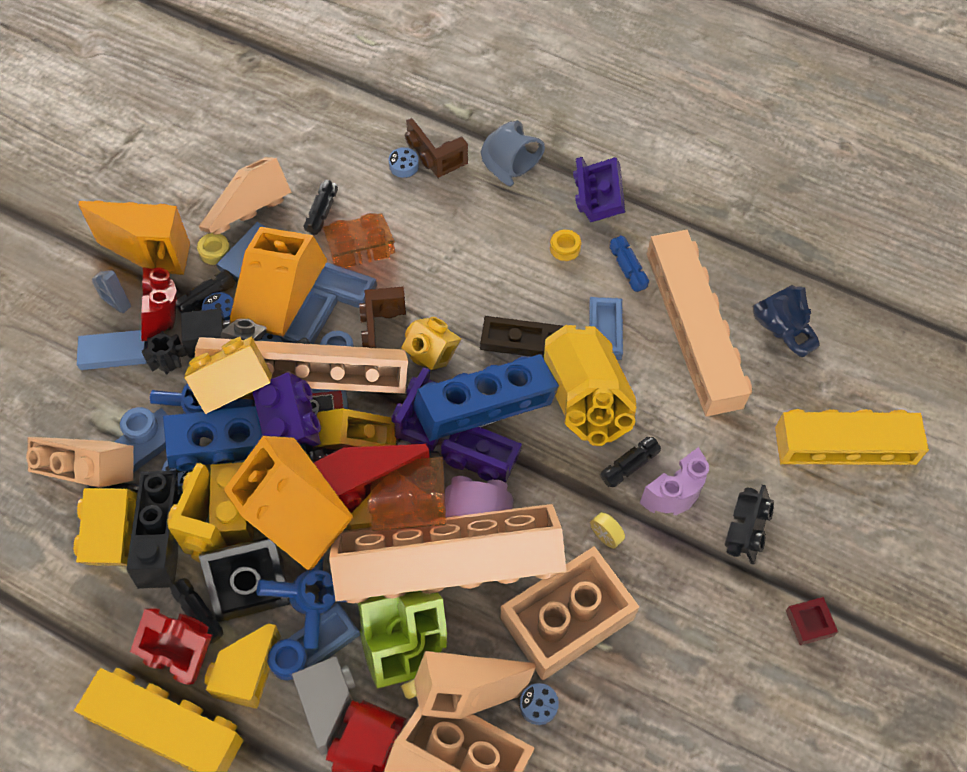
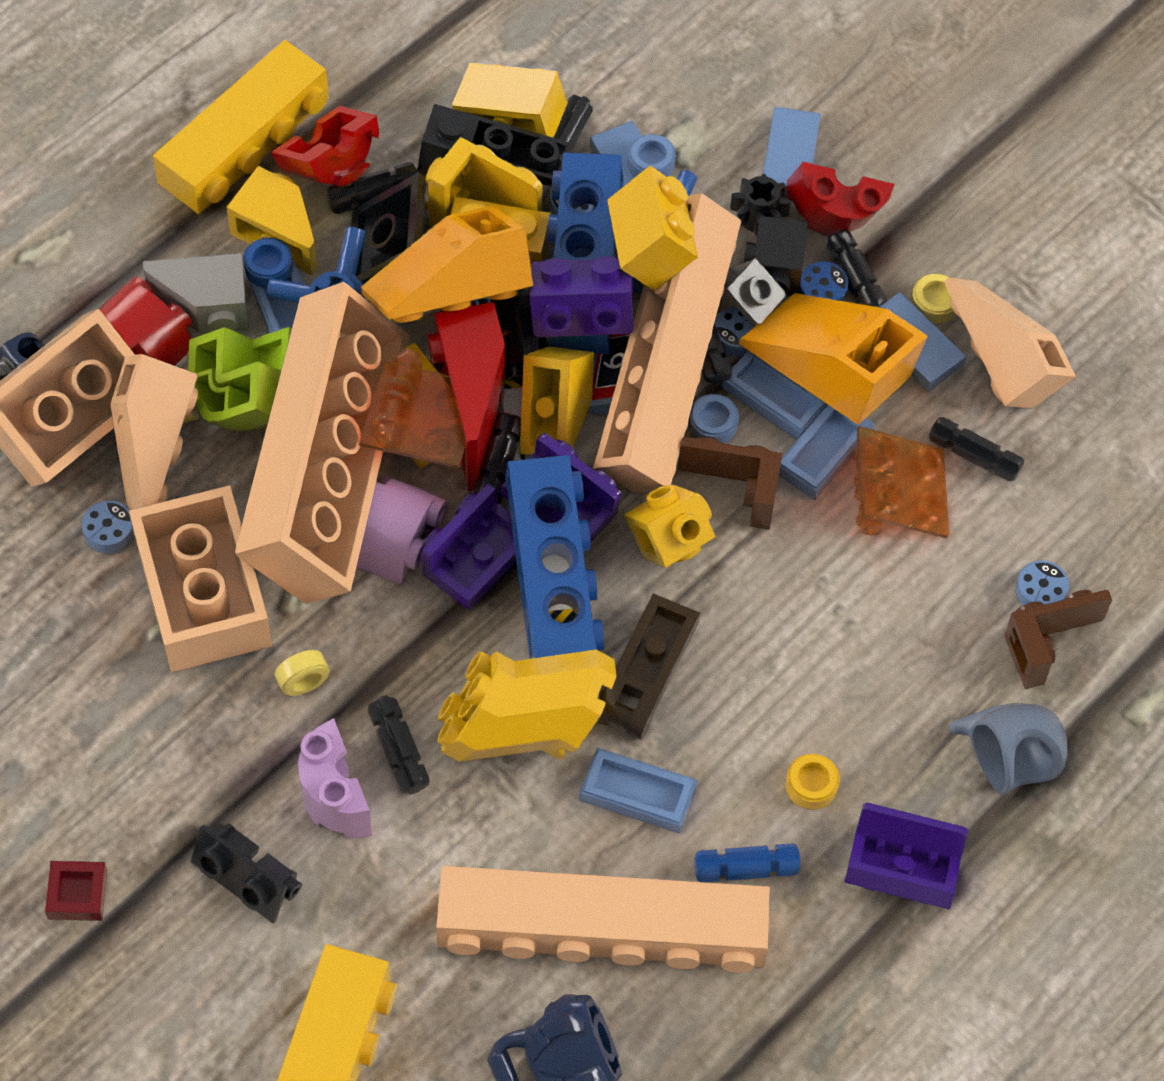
camera: 105 degrees right, 0 degrees up
(81, 461) = (612, 94): light nougat slope -> none
(111, 291) = (880, 151): sand blue tile -> none
(140, 233) = (959, 196): light orange slope -> none

